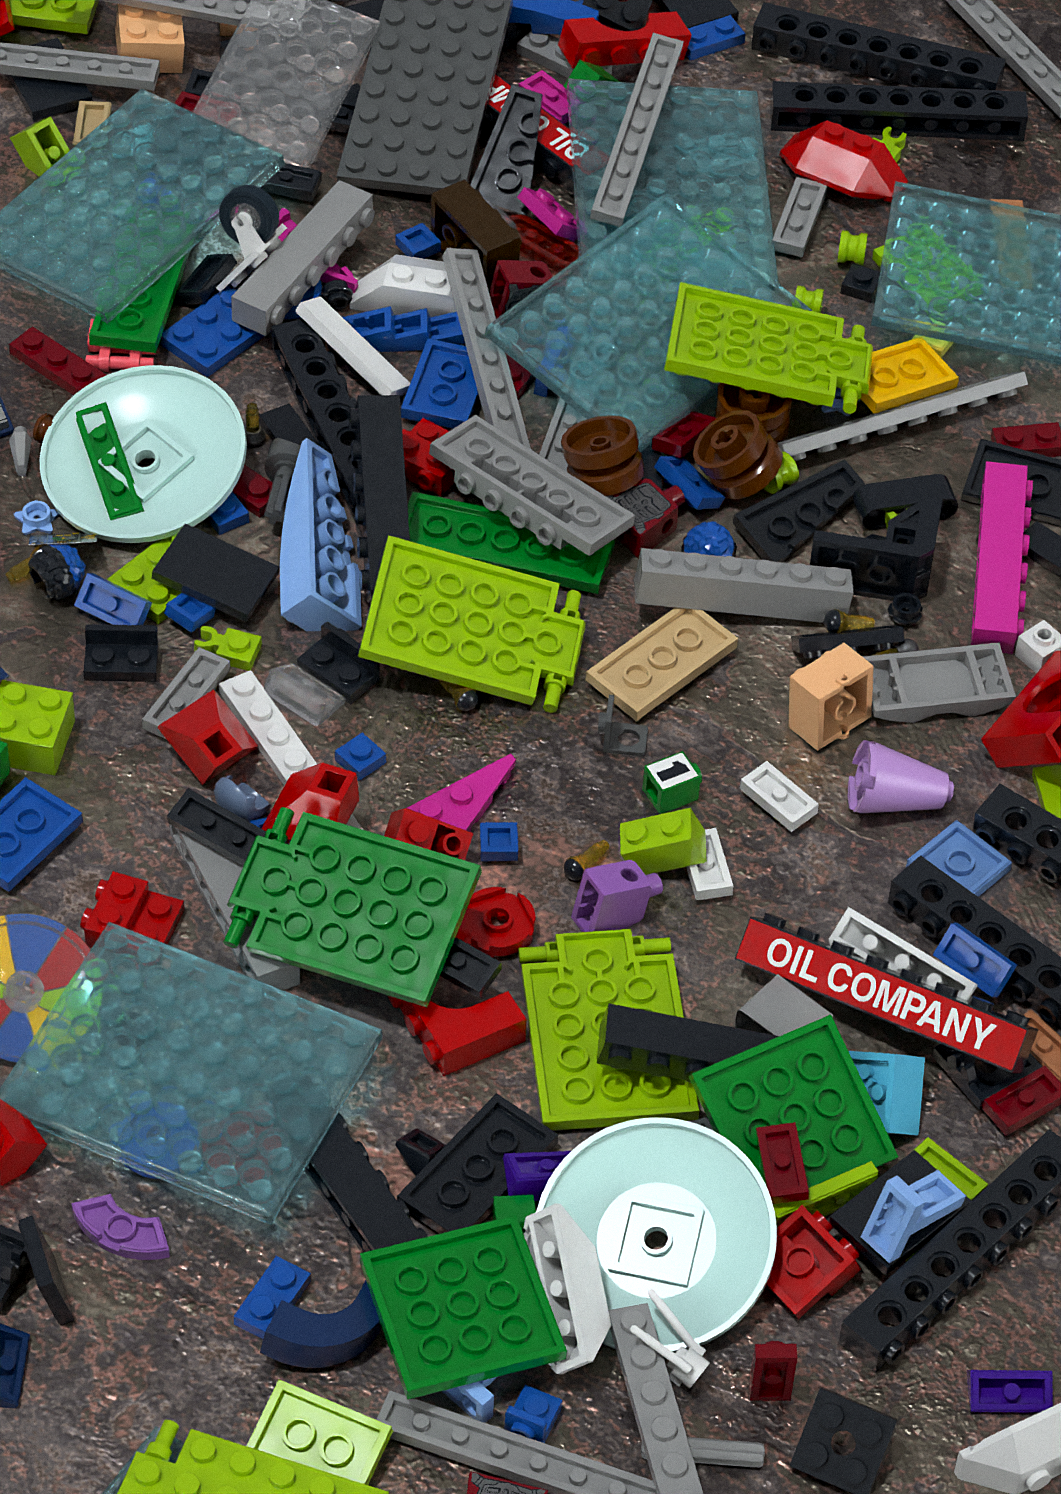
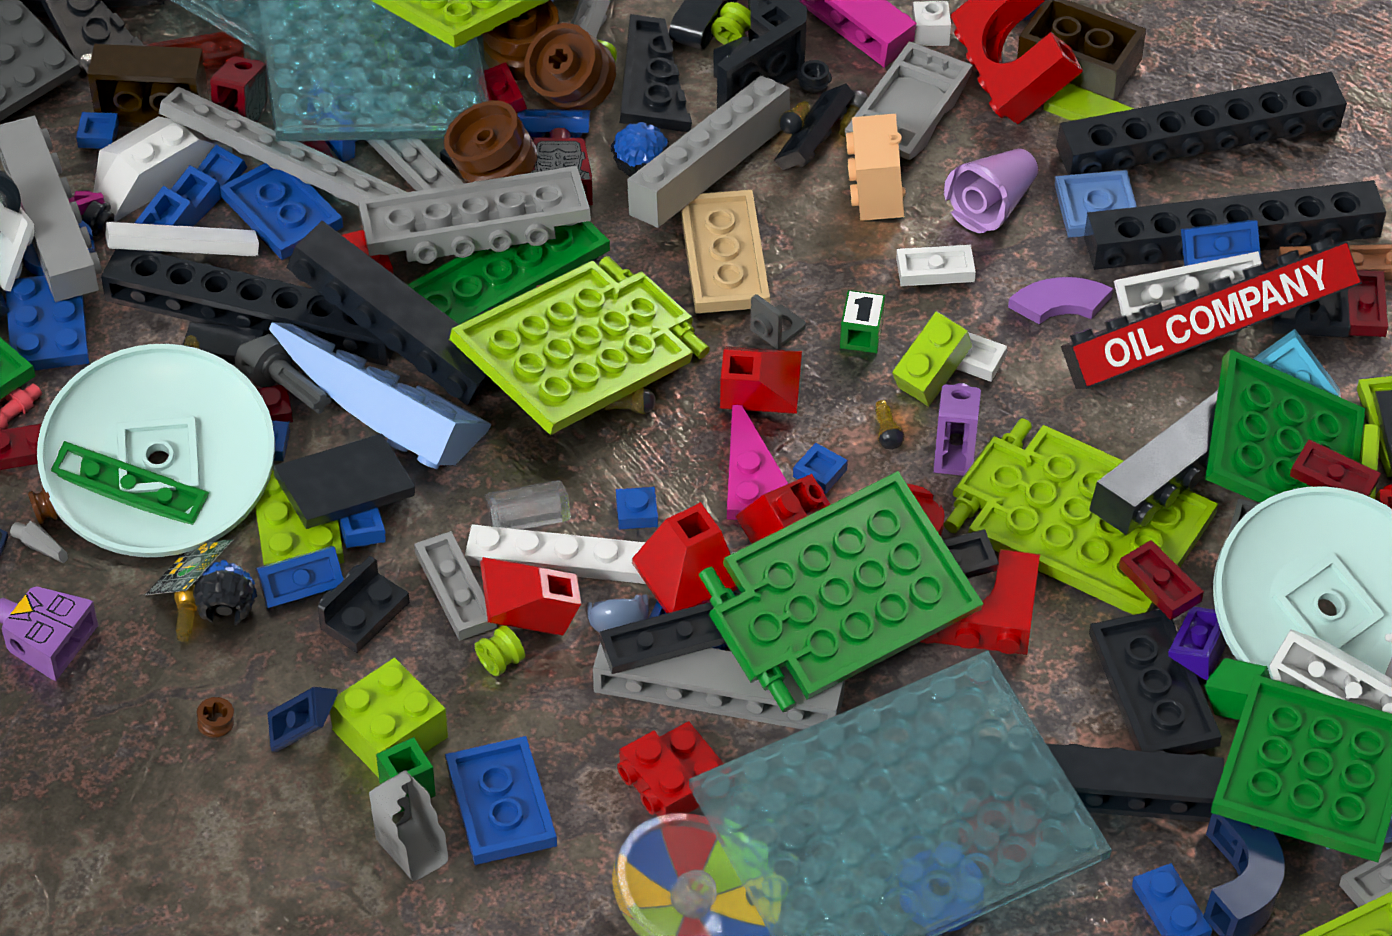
camera: 50 degrees left, 0 degrees up
(33, 510) = (127, 568): light blue plate -> none
(147, 753) = (499, 650): none -> lime wheel
(235, 646) = (424, 523): lime plate -> none
(337, 663) = (522, 458): black bracket -> none
(418, 1149) = (1101, 713): black slope -> none
(550, 212) = (182, 24): dark pink plate -> none
(550, 750) = (760, 379): none -> red slope
(572, 1110) = (1161, 580): none -> dark red plate
(778, 1009) = (1167, 393): light grey piece -> none
(824, 891) = (1060, 297): none -> medium lavender tile

